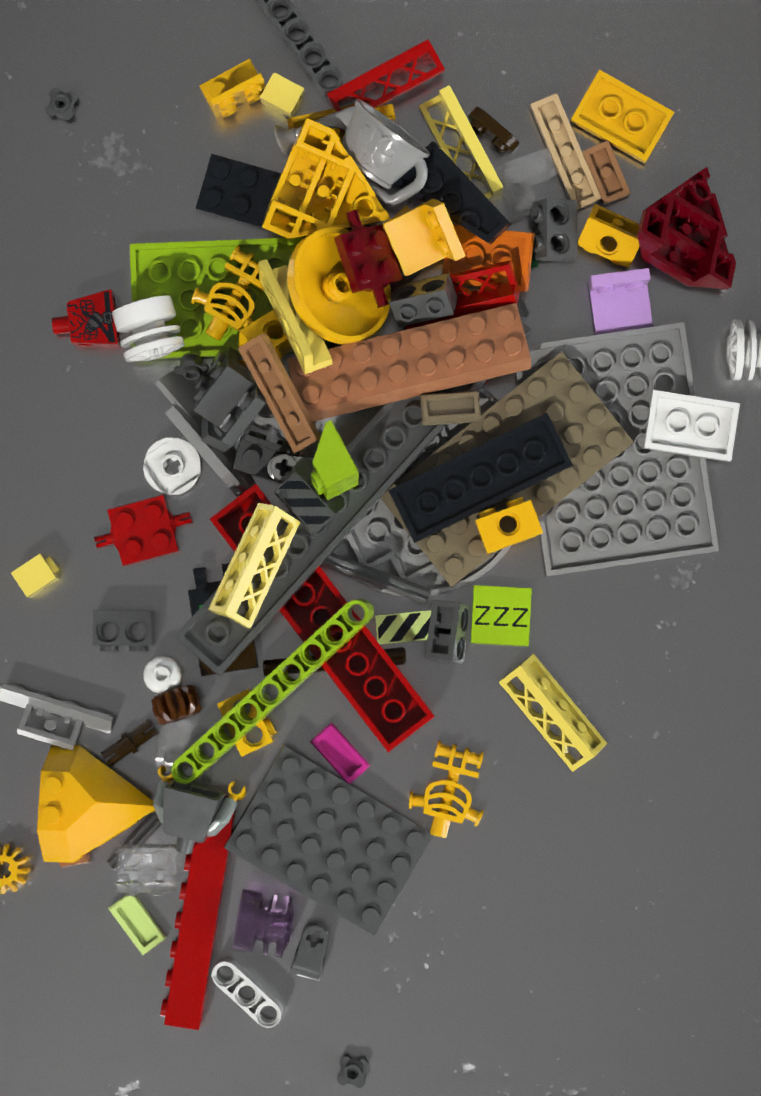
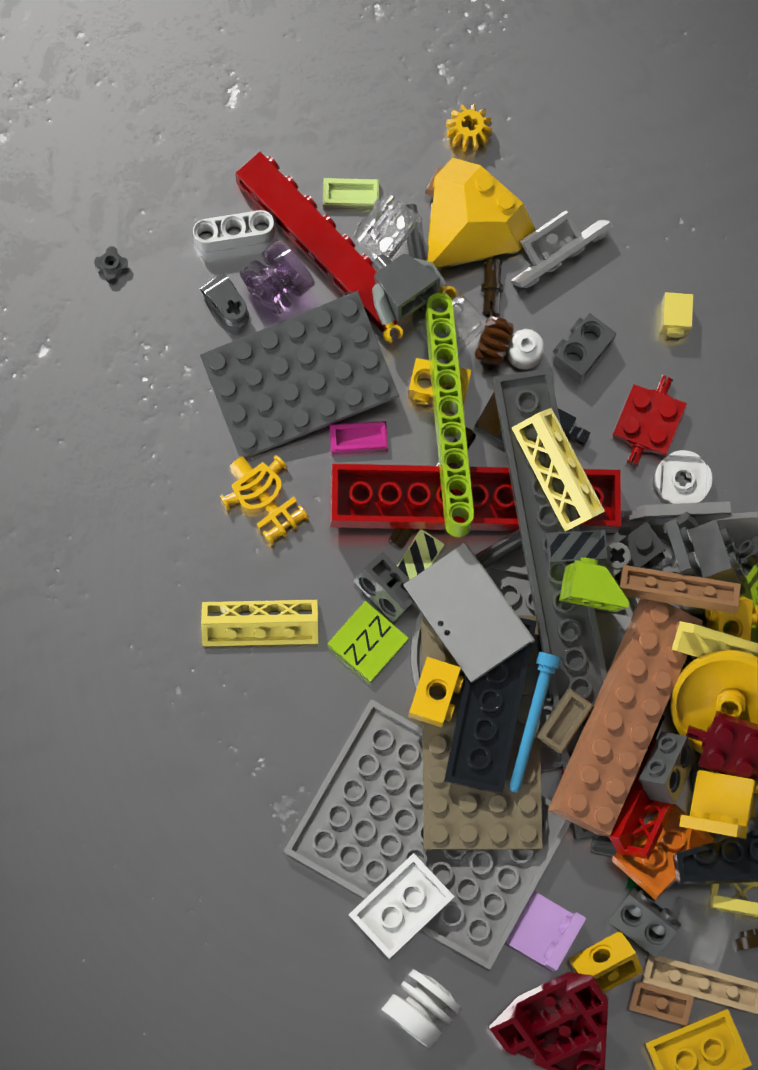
camera: 120 degrees right, 10 degrees down
(419, 453) = (547, 666): none -> dark azure piece
(422, 547) = (475, 615): none -> light grey container

